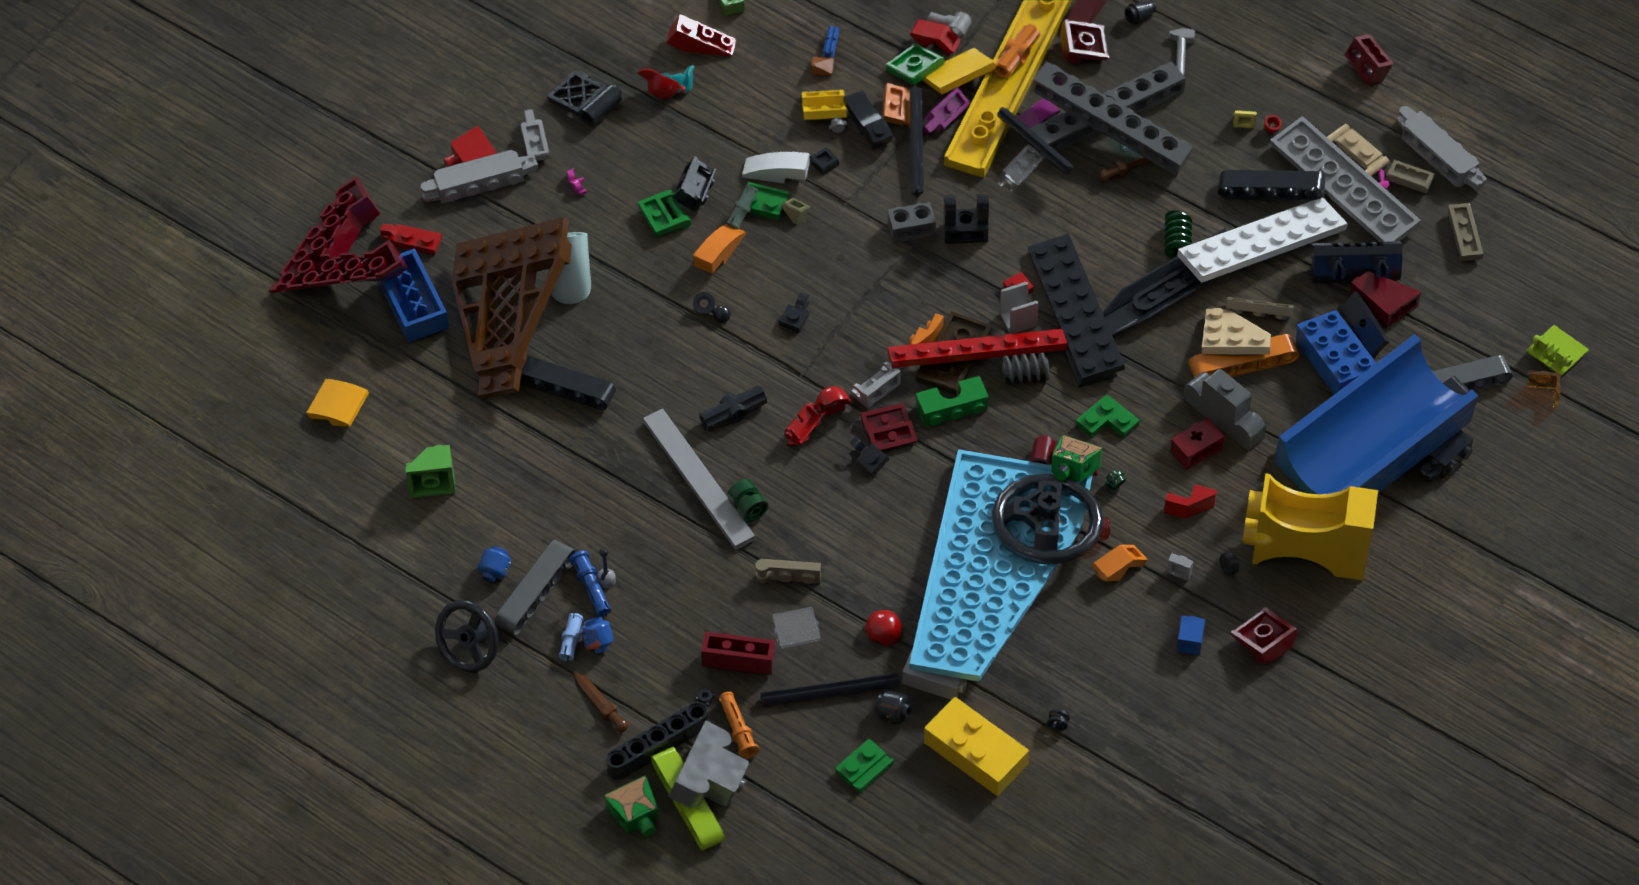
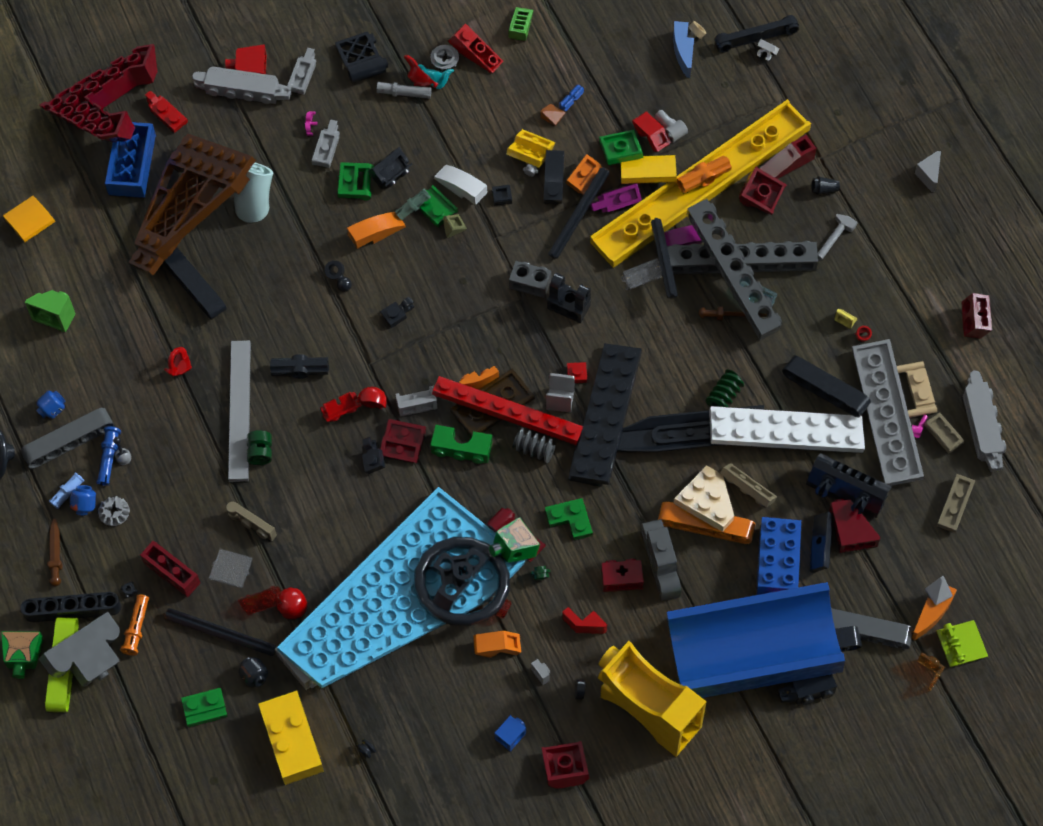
camera: 30 degrees right, 10 degrees up
(604, 462) = (180, 364): none -> red piece
(610, 194) = (326, 145): none -> light grey hinge
(628, 640) = (118, 516): none -> light grey gear
(644, 110) = (404, 90): none -> light grey pin
(678, 55) = (439, 53): none -> light grey gear
(854, 637) = (261, 600): none -> clear red hinge
(1508, 309) = (939, 591): none -> light grey slope
(1512, 331) = (931, 615): none -> orange slope

